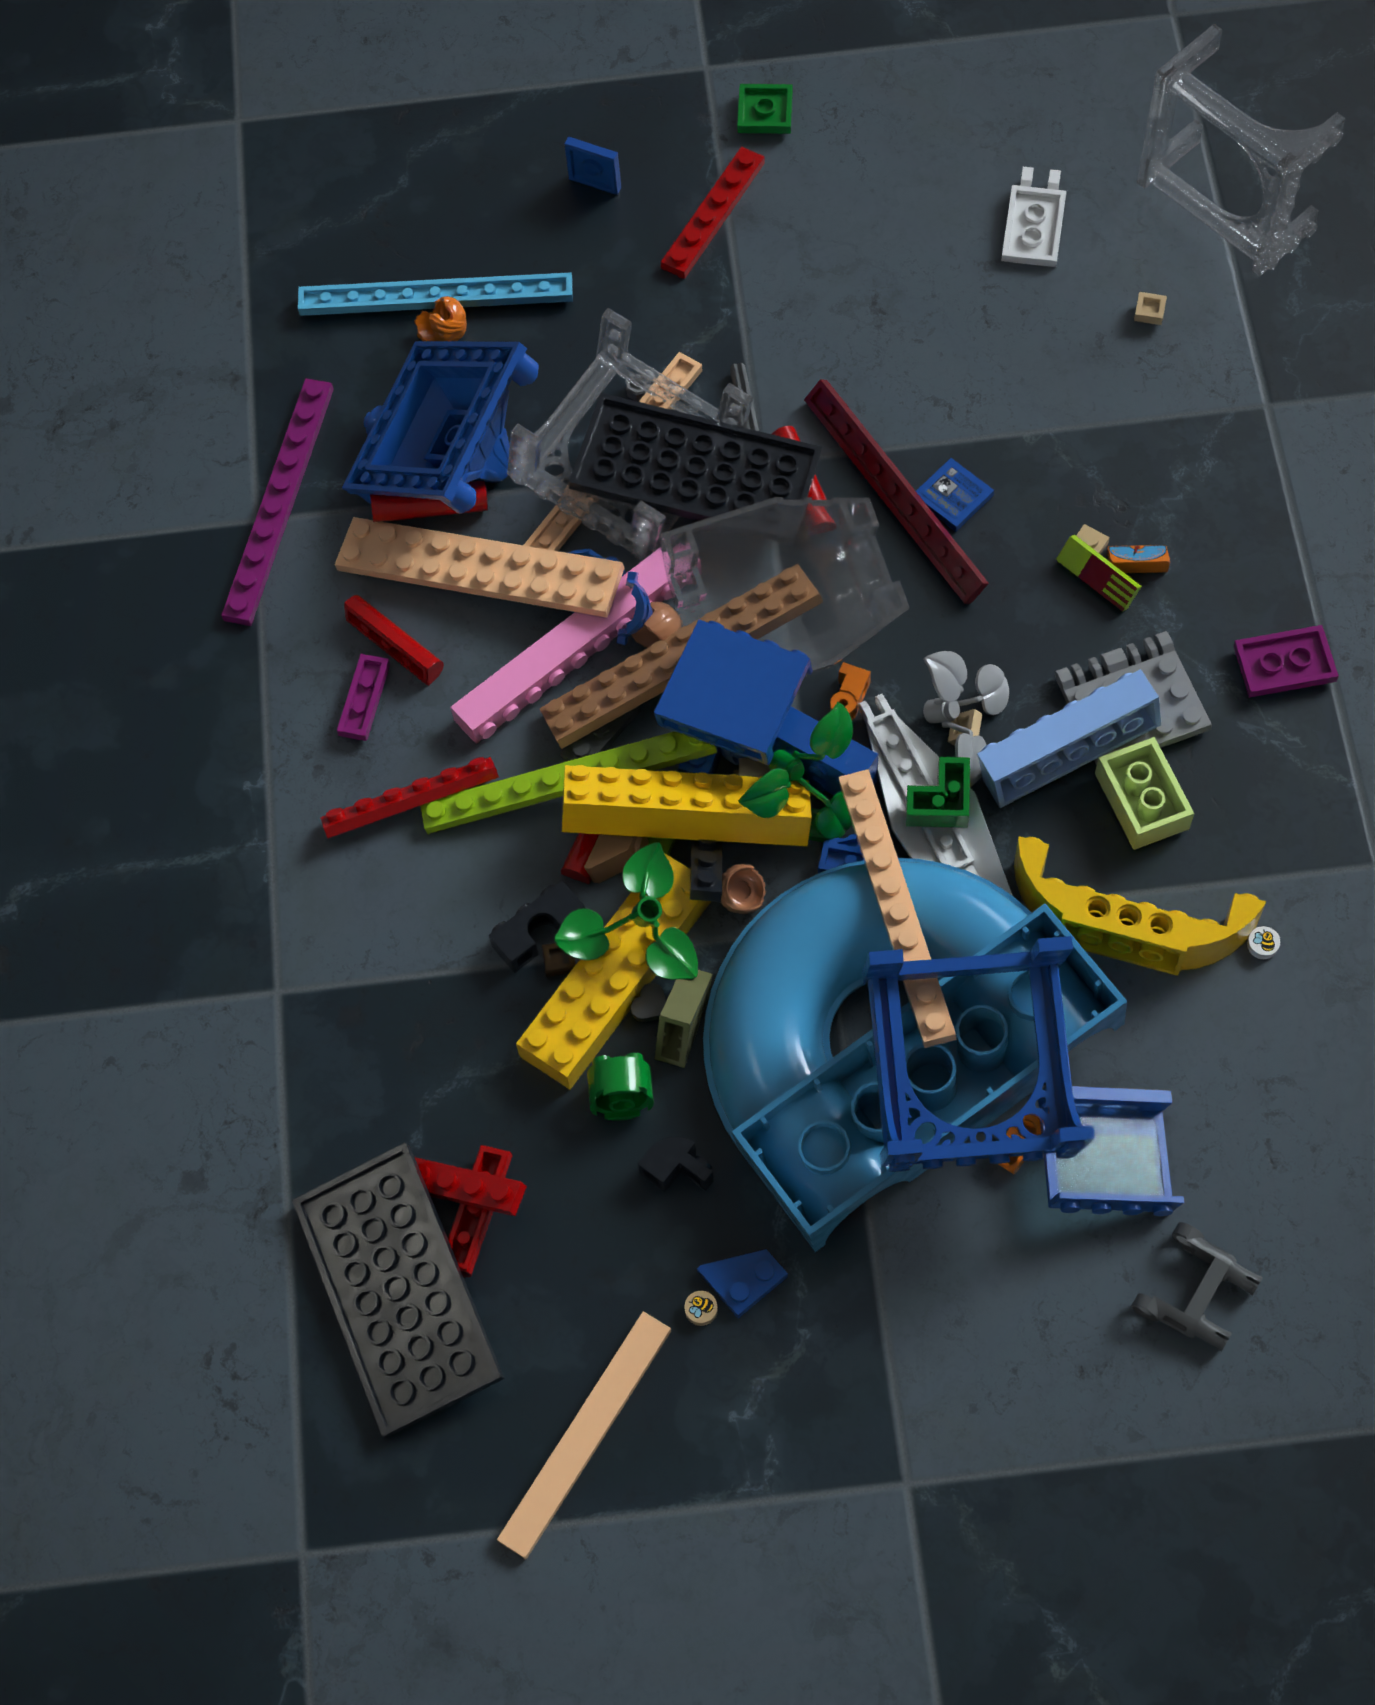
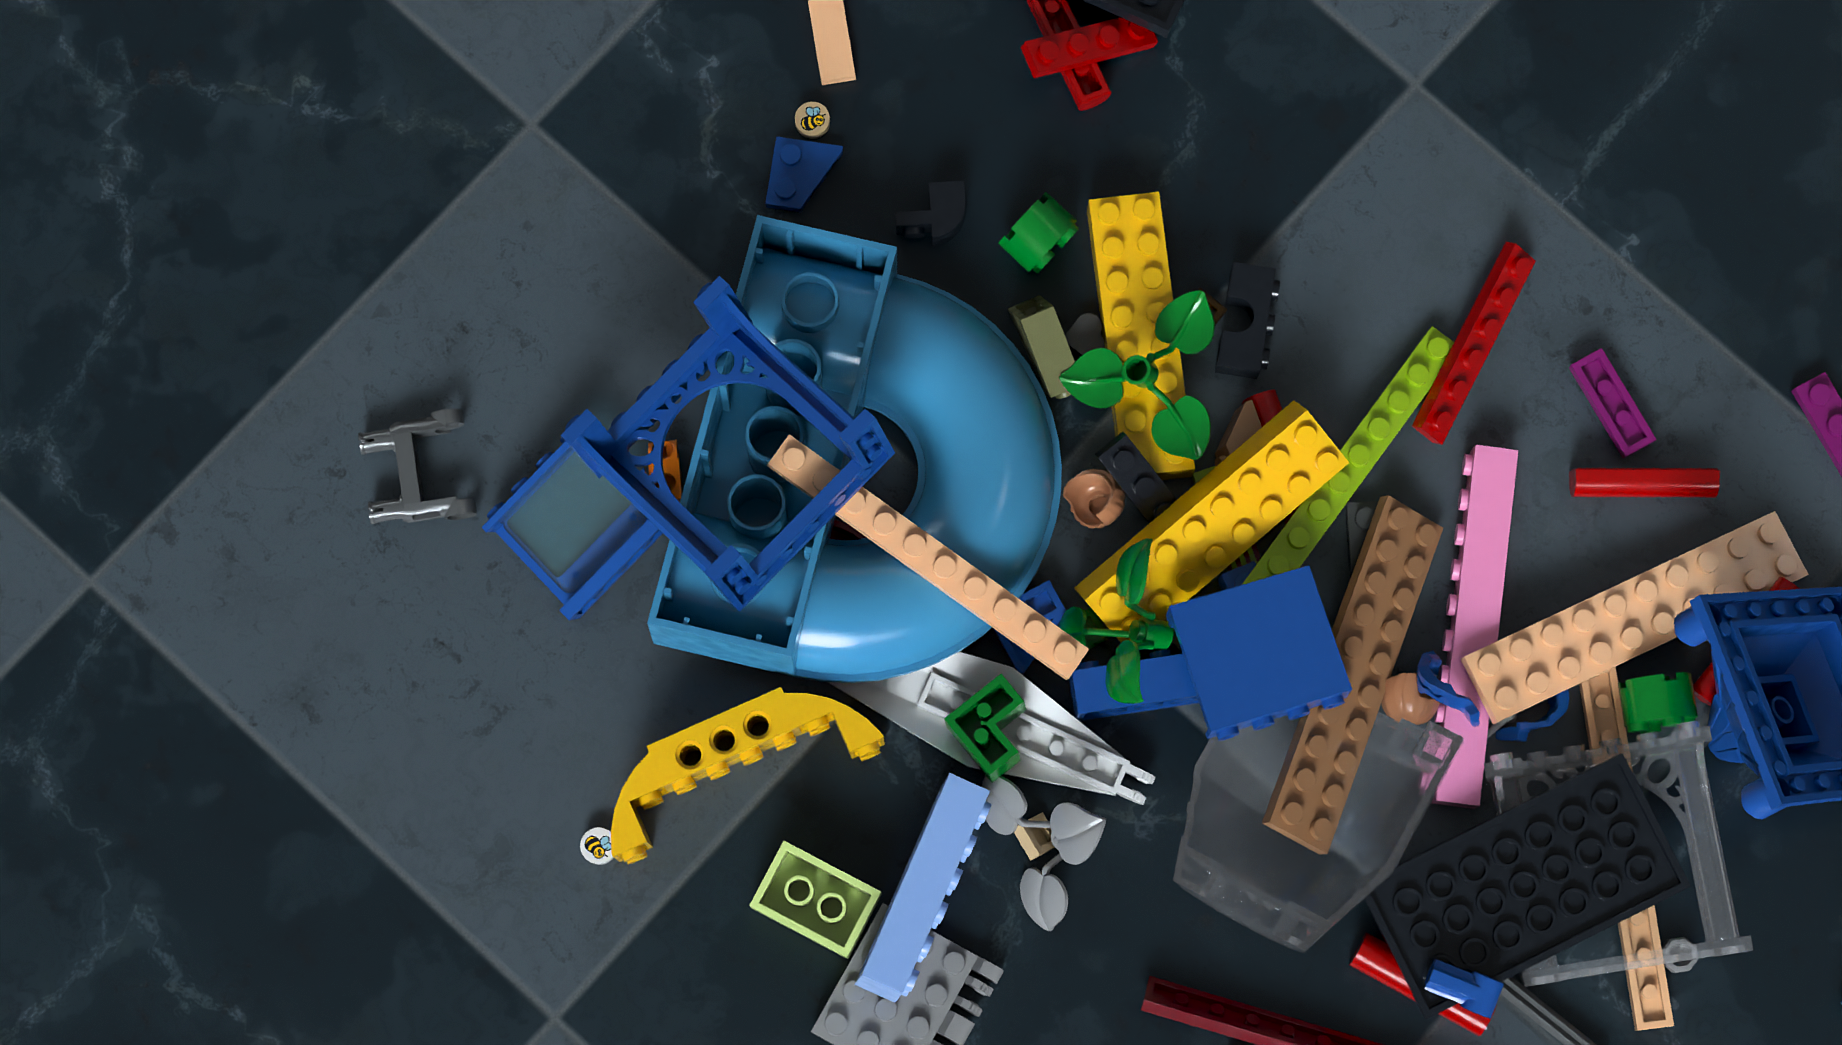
camera: 135 degrees right, 15 degrees up
(515, 509) = (1657, 701): none -> green brick
(782, 432) = (1471, 990): none -> blue piece
(853, 688) = (1169, 780): orange leg -> none

